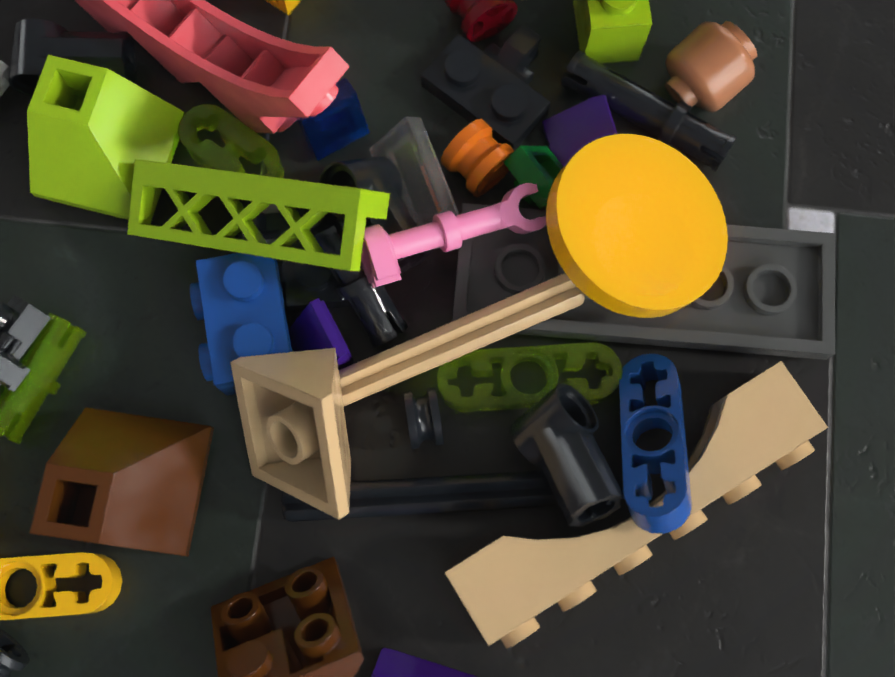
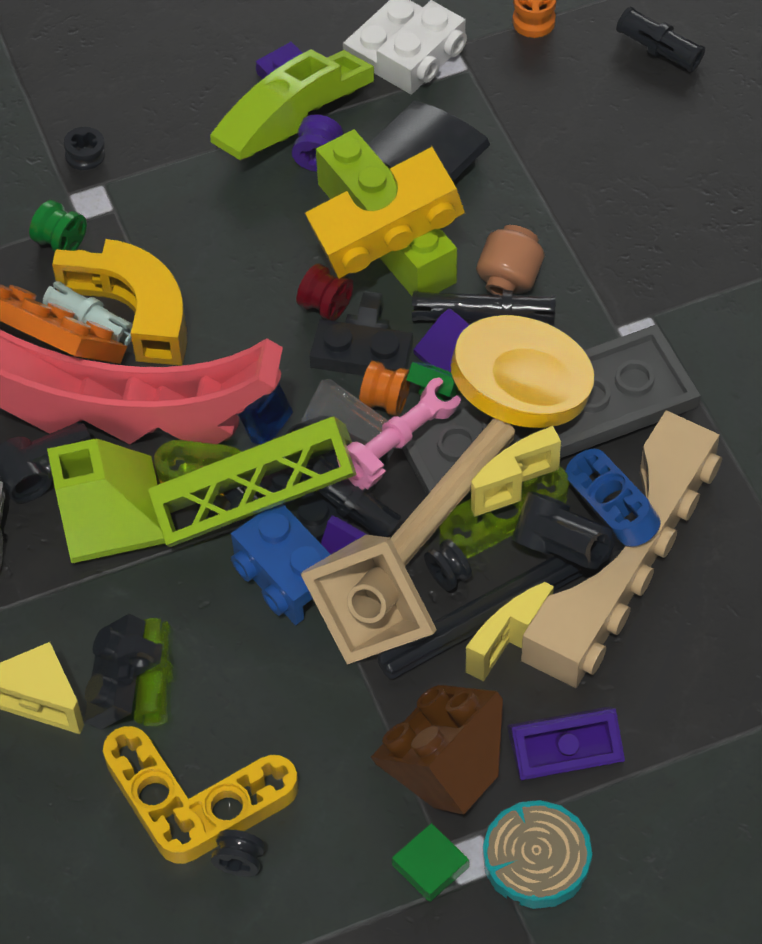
camera: 25 degrees left, 20 degrees down
(125, 482) = (268, 703): reddish brown slope -> none
(462, 536) = (504, 627): none -> light yellow slope
(537, 351) = (502, 477): none -> light yellow slope

